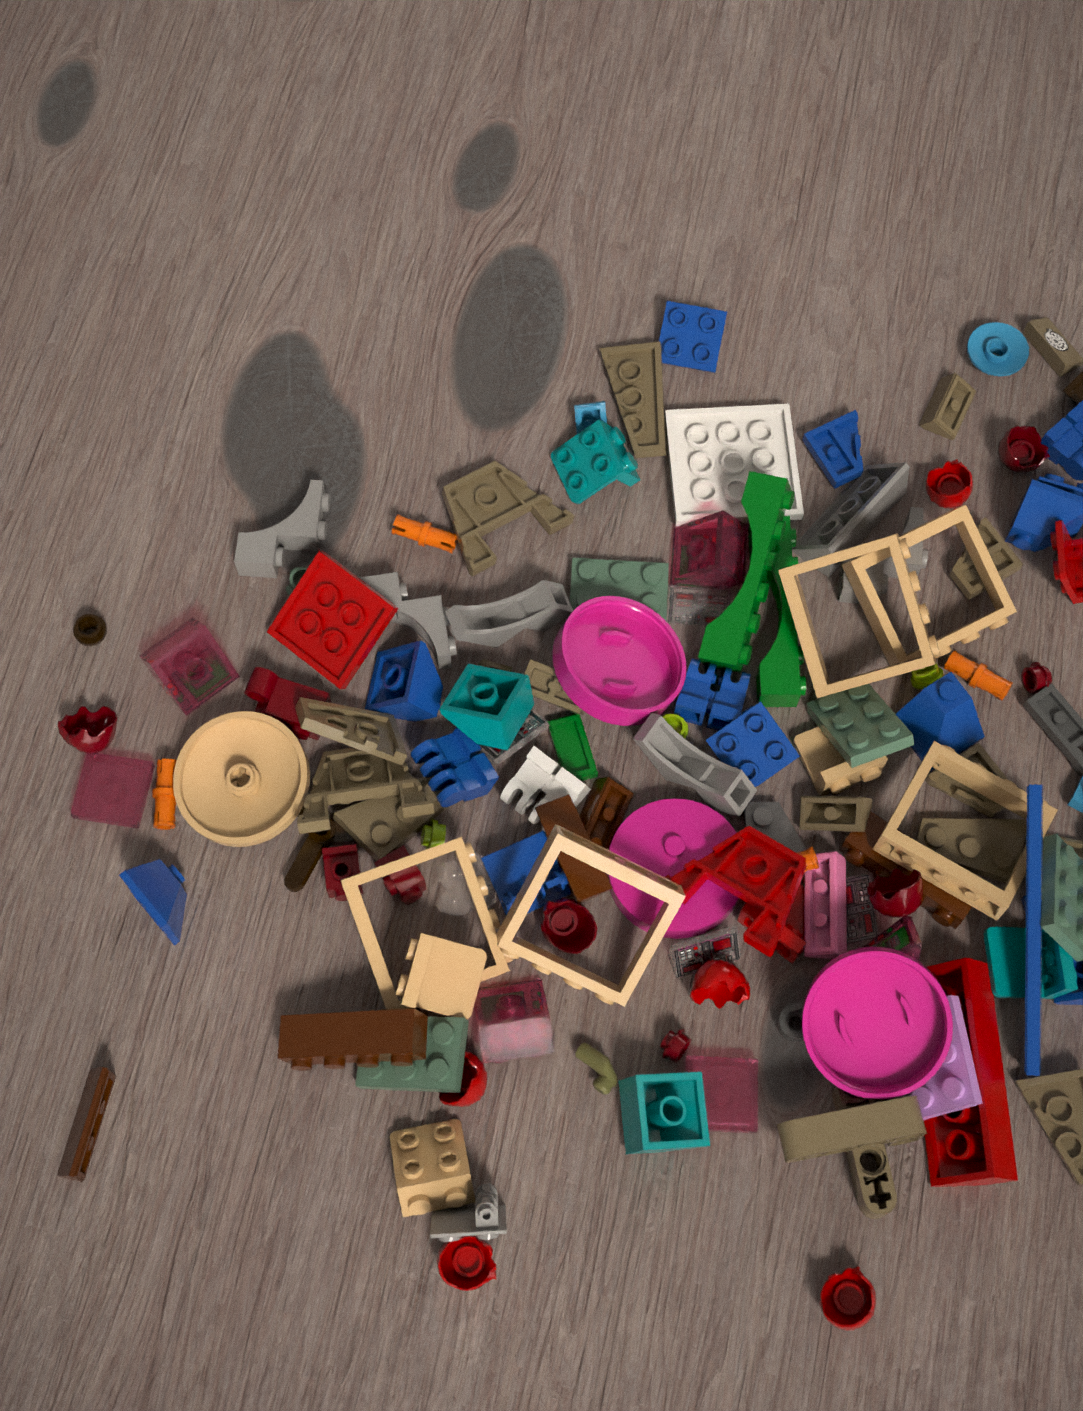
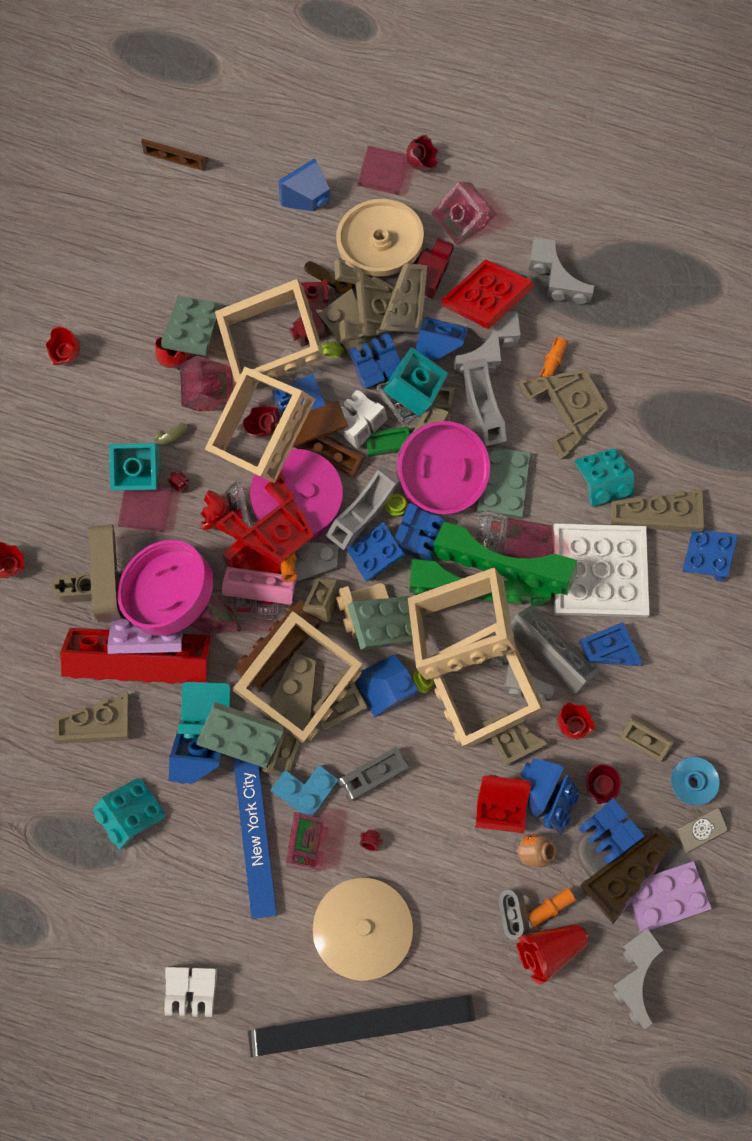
camera: 90 degrees right, 5 degrees up
(86, 622) = (494, 153): dark brown plate -> none
(164, 795) = (362, 196): orange pin -> none
(353, 1038) = (202, 289): reddish brown brick -> none
(431, 1167) = (122, 332): tan bracket -> none
(441, 976) = (233, 335): tan bracket -> none
(483, 1220) = (85, 348): light grey hinge -> none
(588, 414) = (642, 475): dark azure slope -> none
(897, 894) = (256, 623): dark red hair -> none
(978, 675) = (420, 718): orange pin -> none
(1033, 968) = (201, 705): blue tile -> none
(1036, 677) = (415, 760): dark red plate -> none

